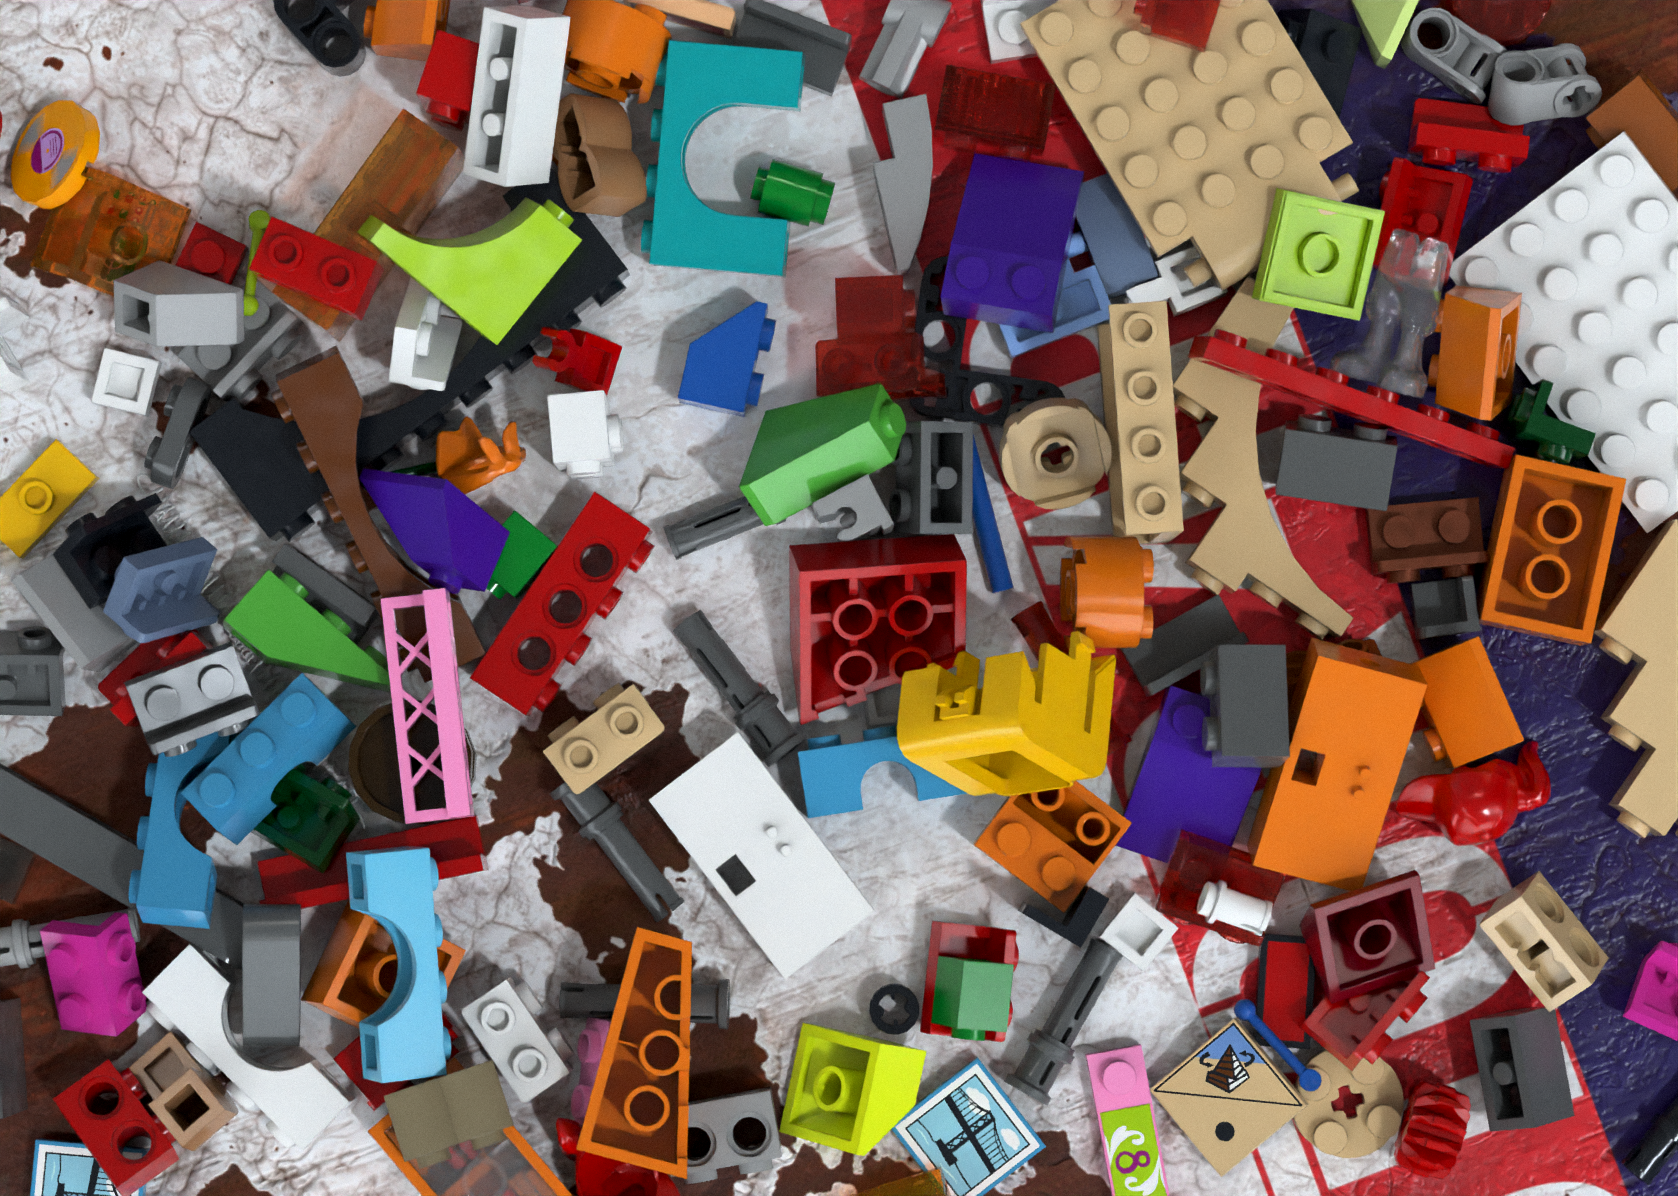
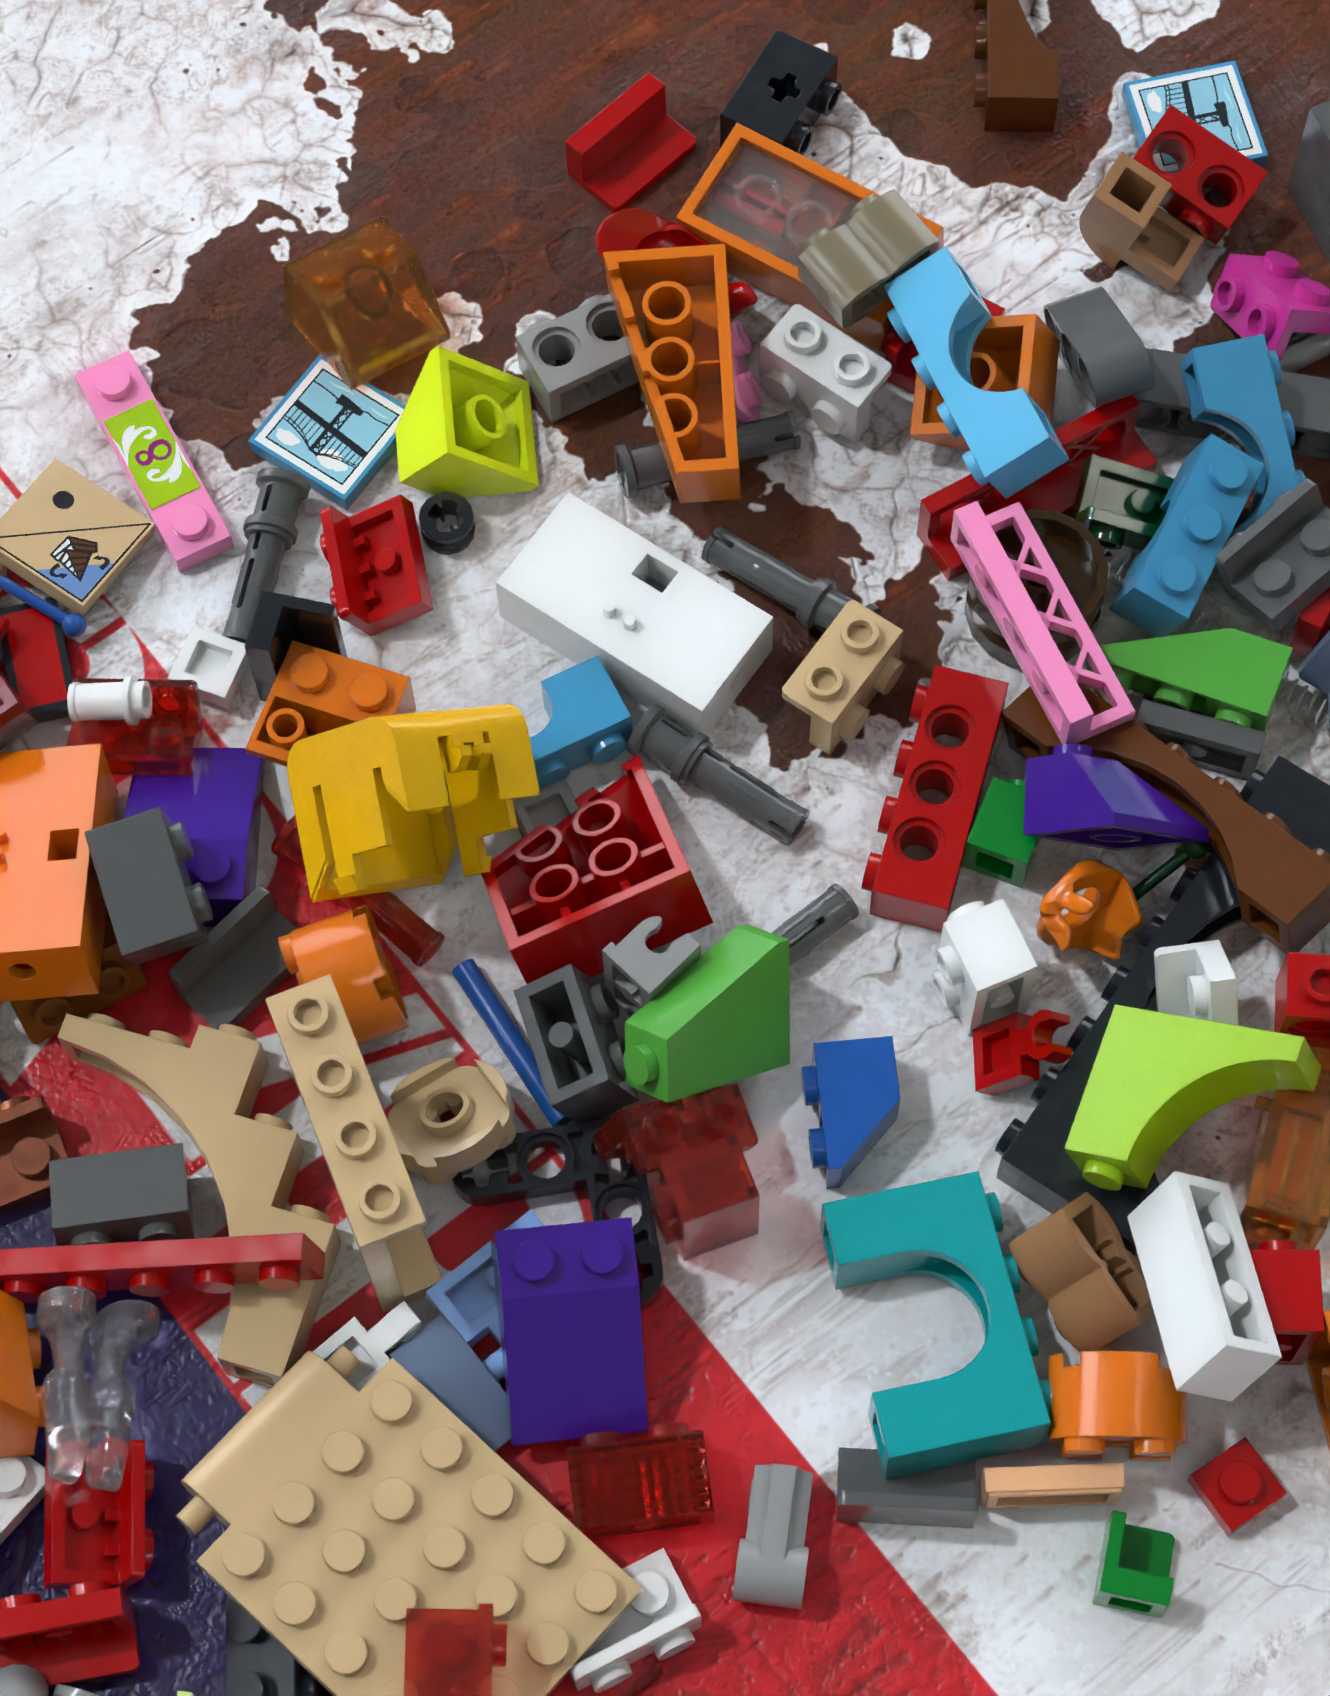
camera: 165 degrees right, 20 degrees down
(196, 998) = (1033, 261): white arch -> none
(792, 193) = (843, 1315): green brick -> none
(906, 178) = (719, 1374): light grey slope -> none
(972, 996) = (366, 537): brick -> none
(1318, 258) = (203, 1420): lime tile -> none

